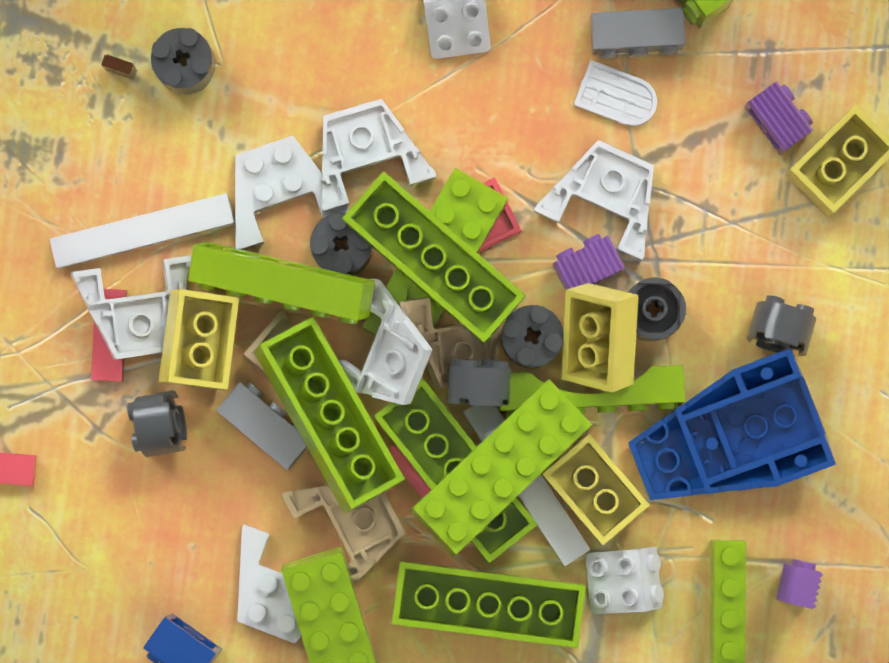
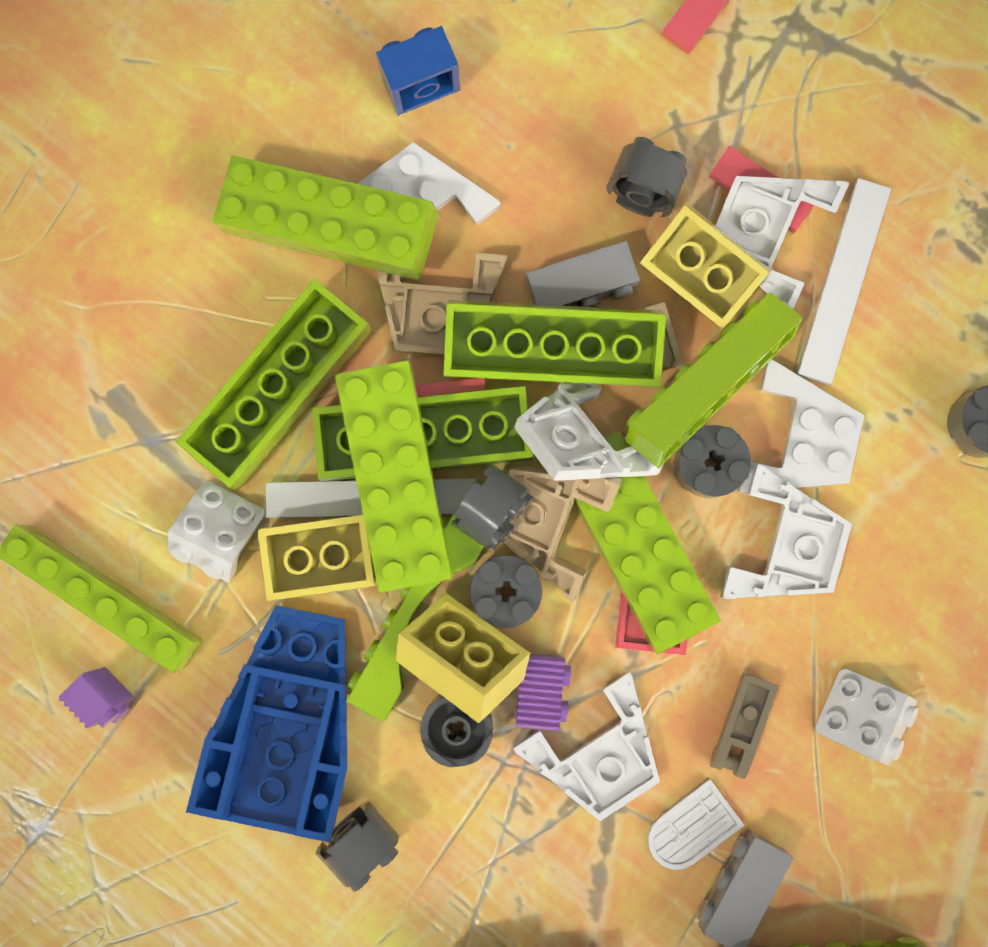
camera: 120 degrees right, 0 degrees up
(433, 258) = (646, 540): lime brick -> none
(518, 104) = (744, 724): none -> dark tan plate

